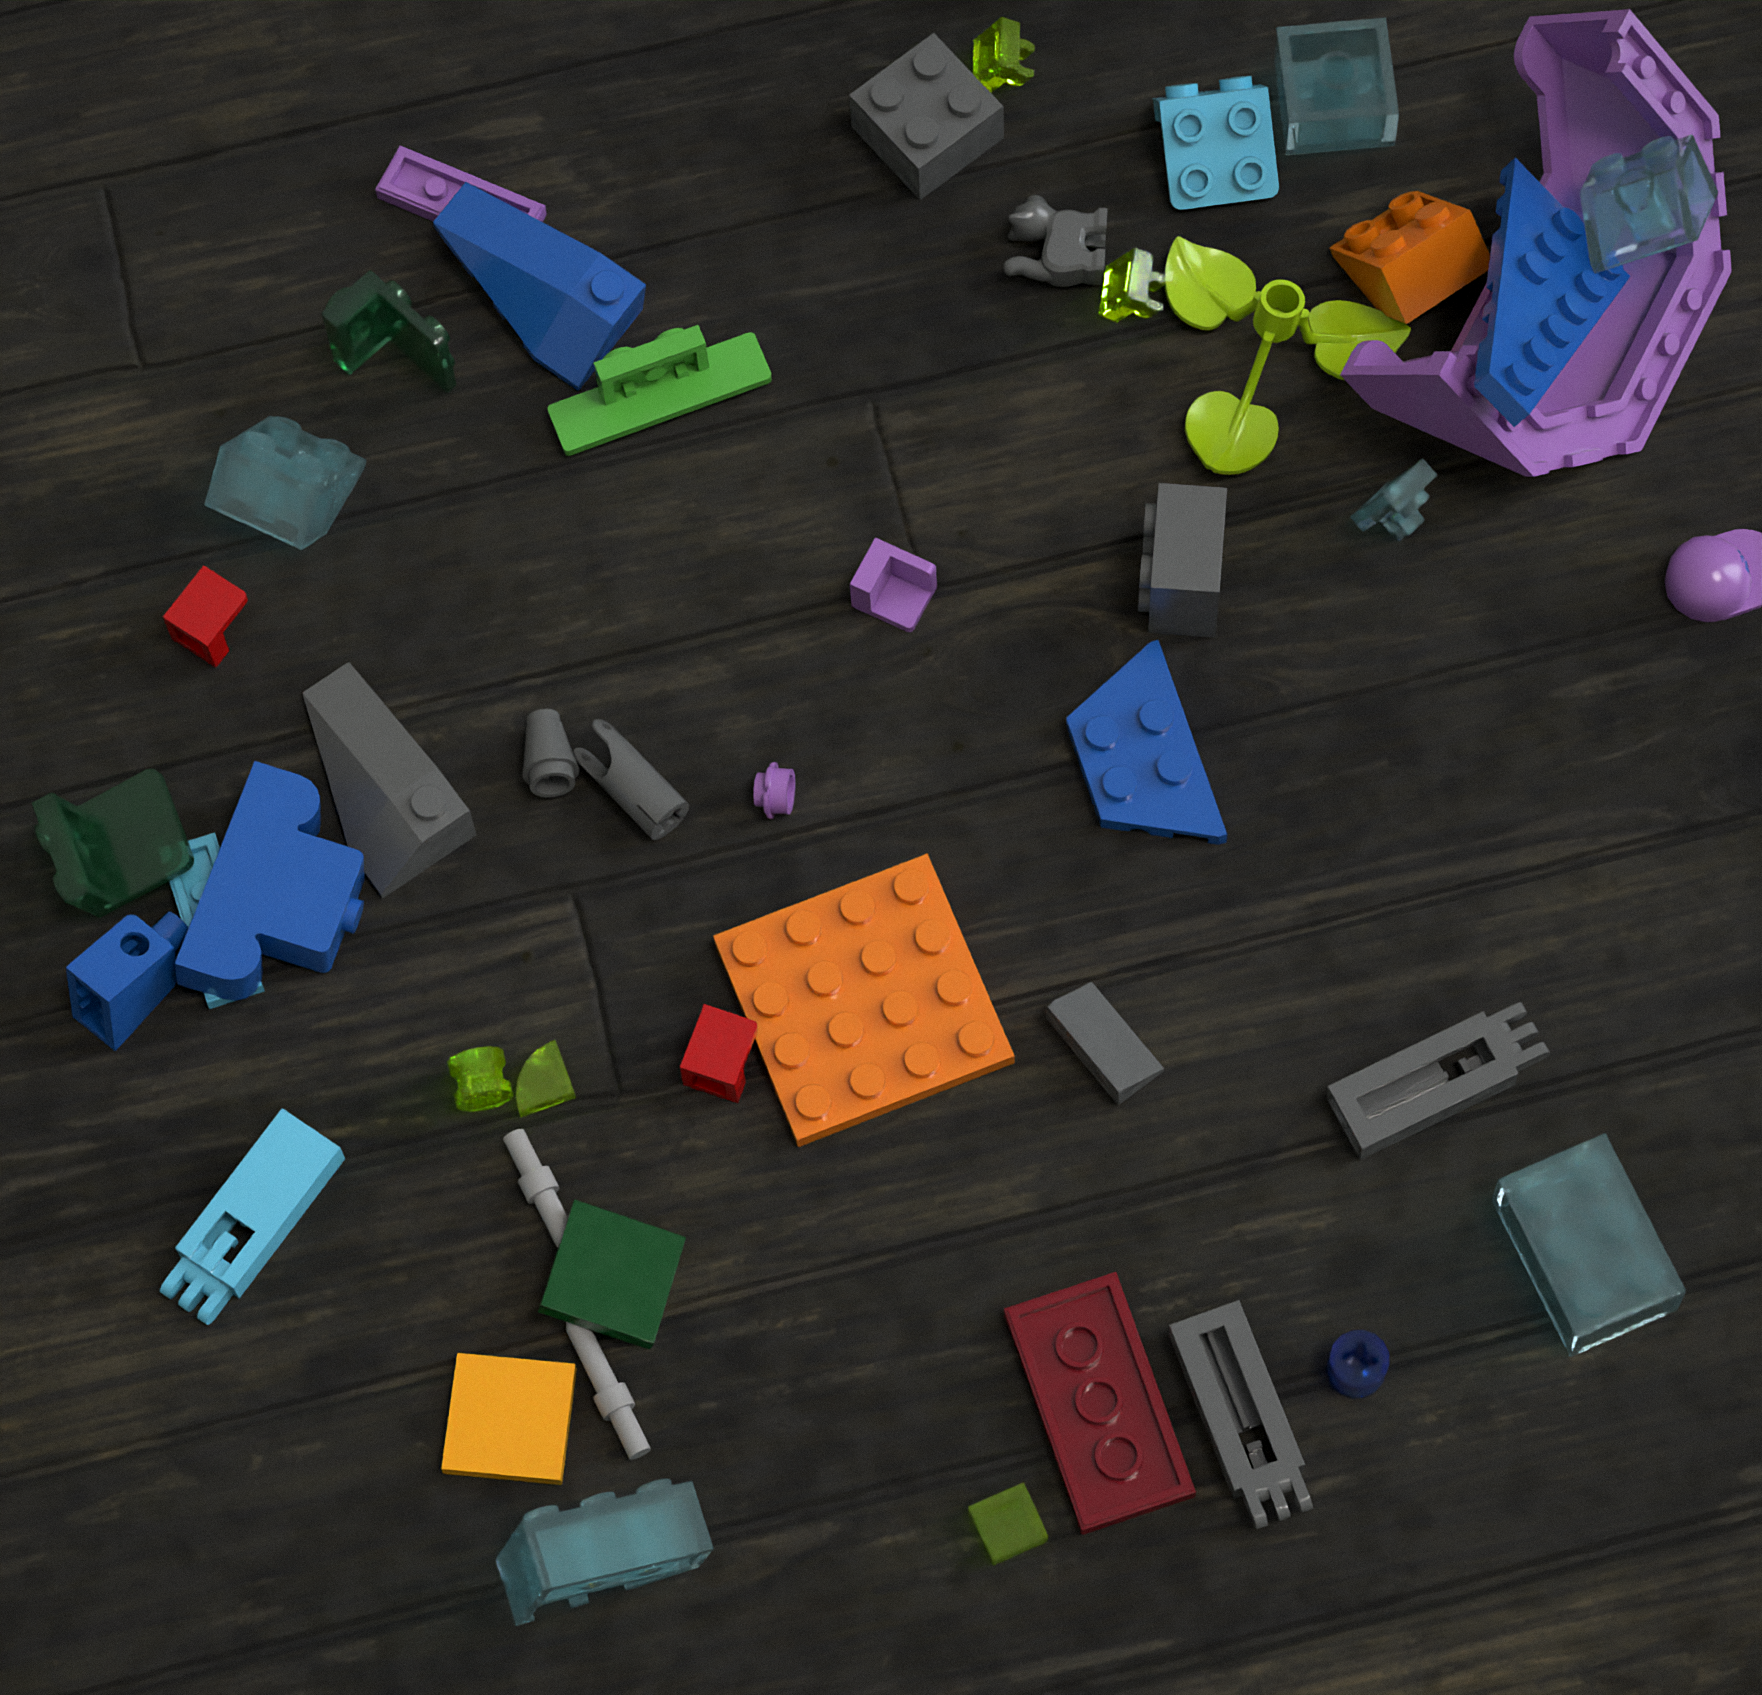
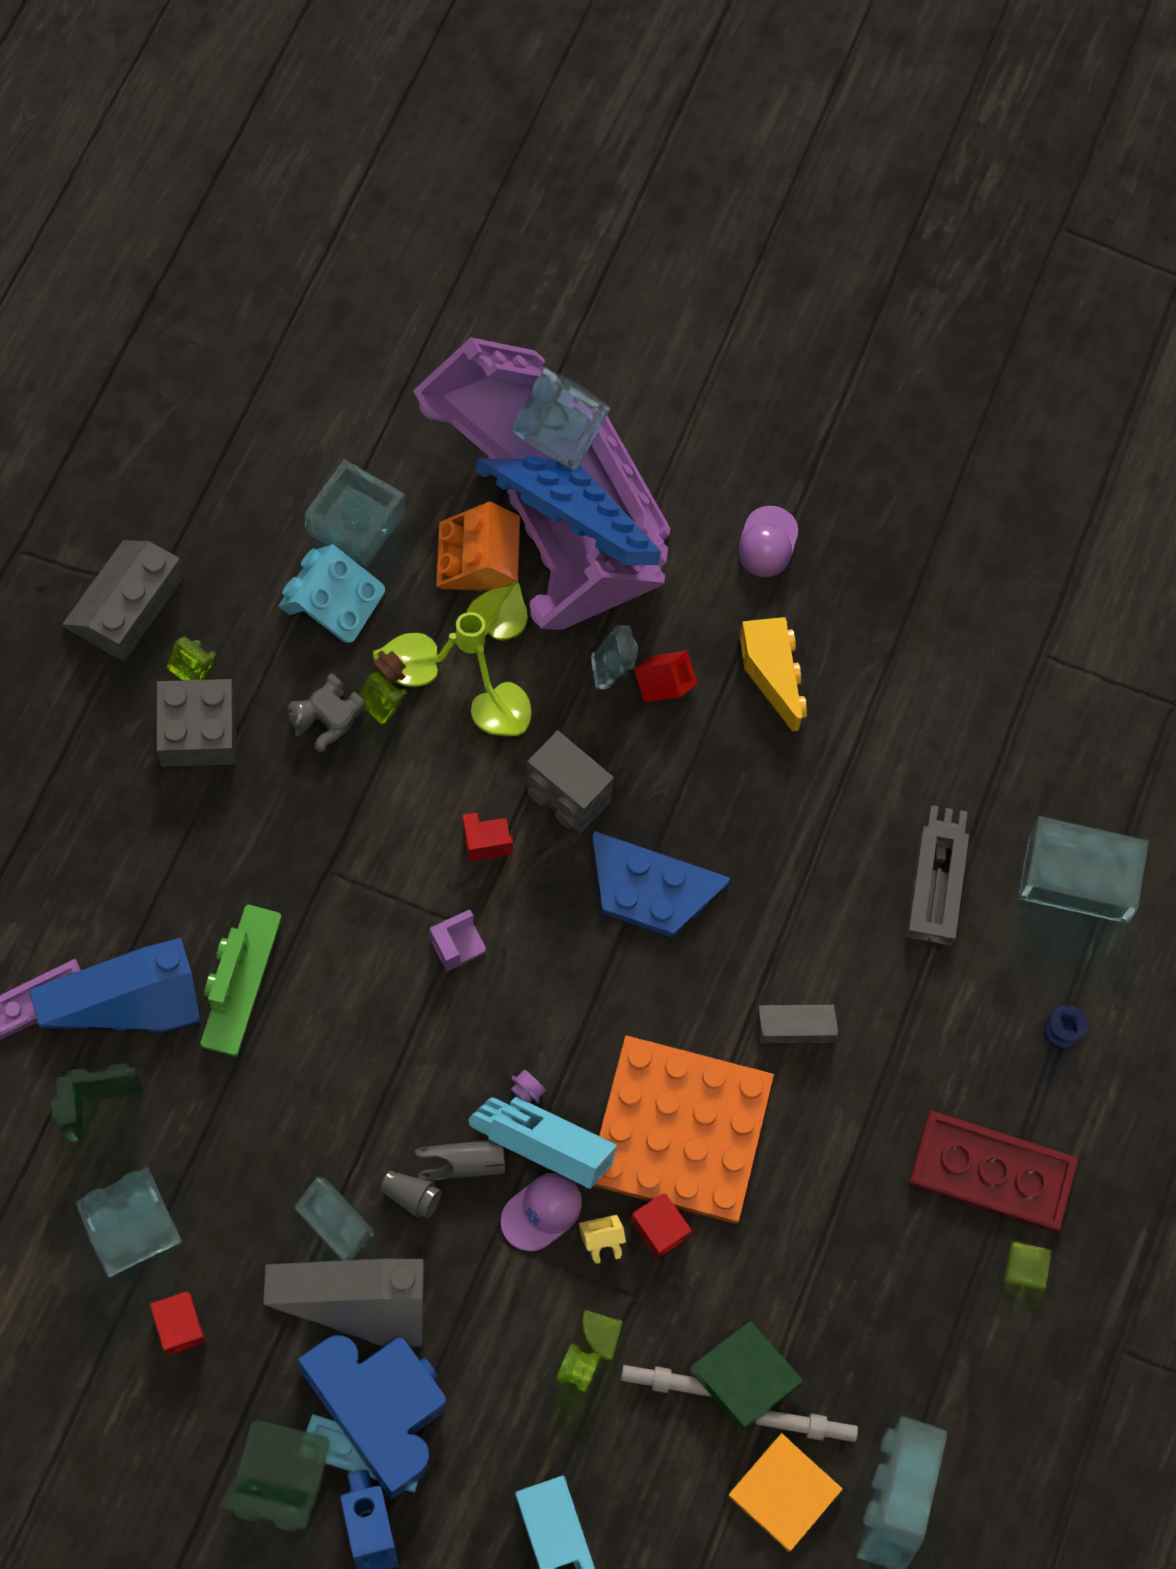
camera: 65 degrees left, 0 degrees up
(451, 691) = (334, 1219): none -> clear light blue plate
(640, 915) = (541, 1212): none -> medium lavender cap
(659, 993) = (603, 1233): none -> light yellow tile
(720, 853) = (545, 1139): none -> medium azure hinge
(1048, 527) = (486, 838): none -> red panel
(1169, 264) = (390, 666): none -> reddish brown plate
(1235, 1397) = (1036, 1098): dark grey hinge -> none
(1430, 579) = (665, 676): none -> red panel
(1559, 678) = (769, 662): none -> yellow slope

